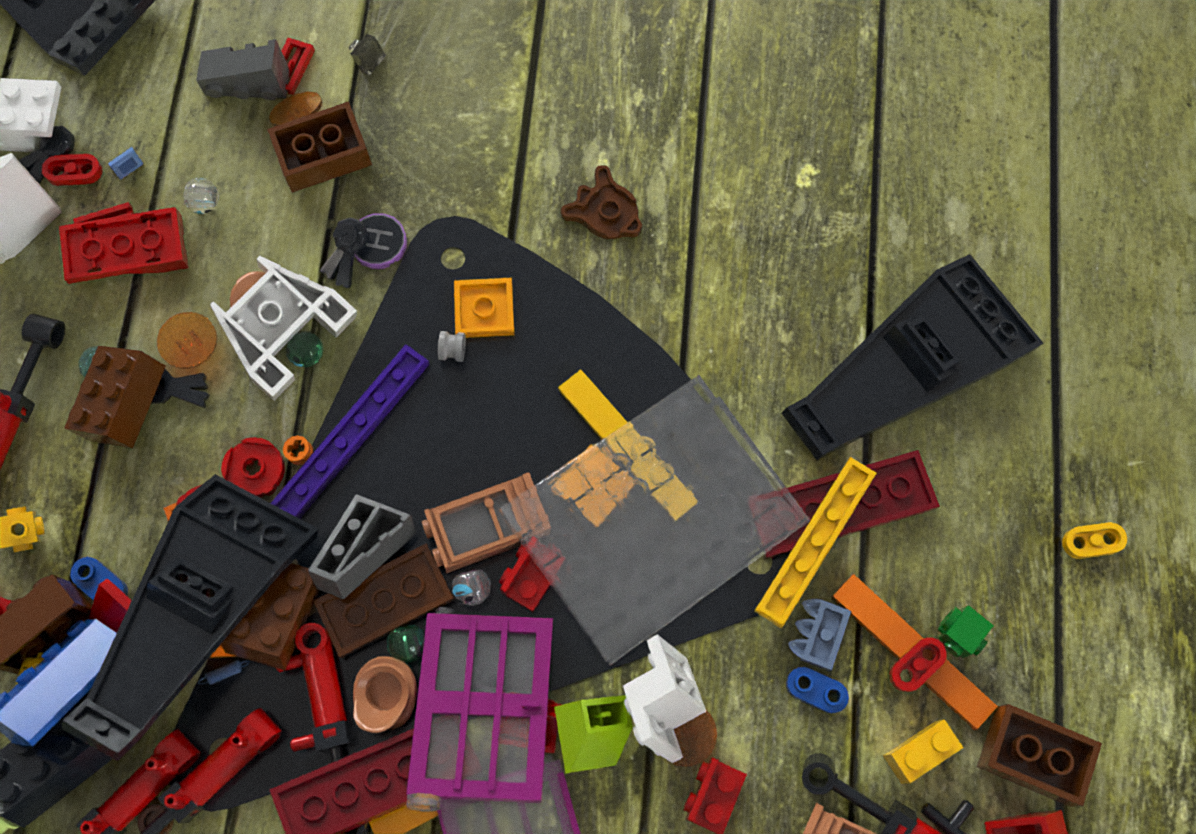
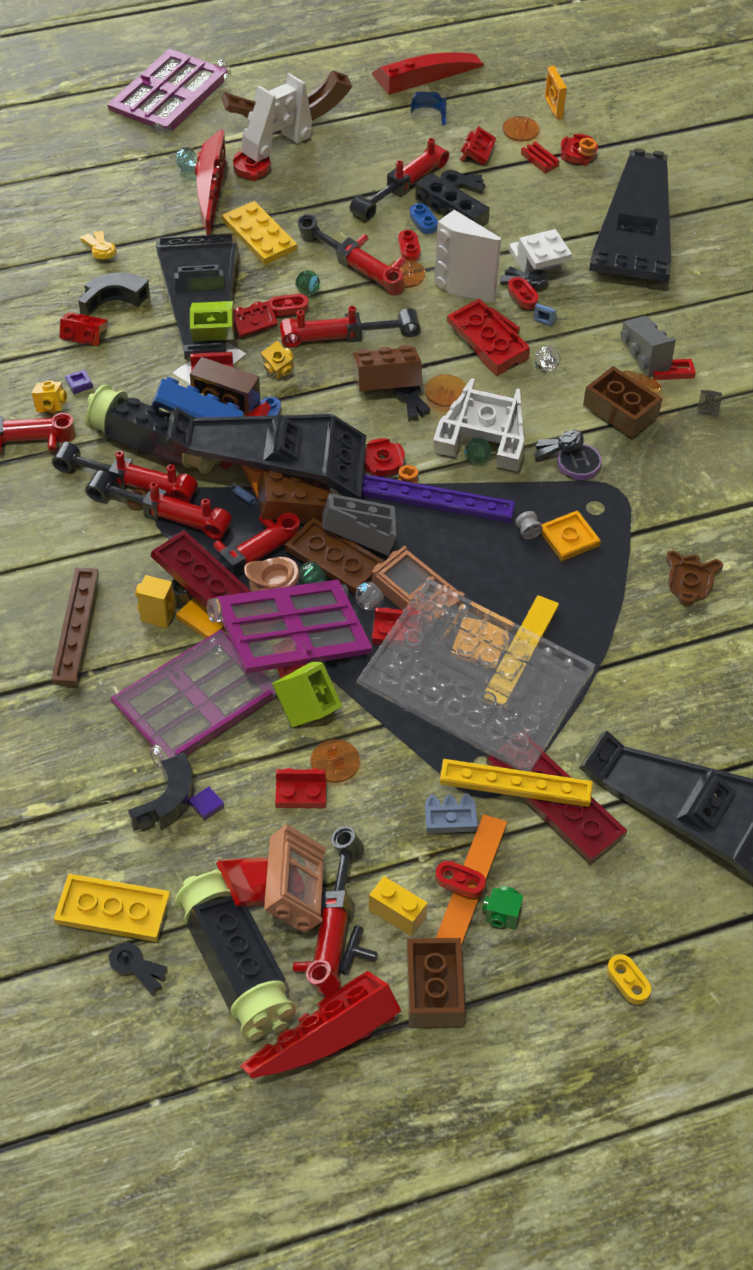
camera: 65 degrees right, 20 degrees down
(663, 699) = (350, 722): white bracket -> none
(817, 691) = (408, 828): blue plate -> none

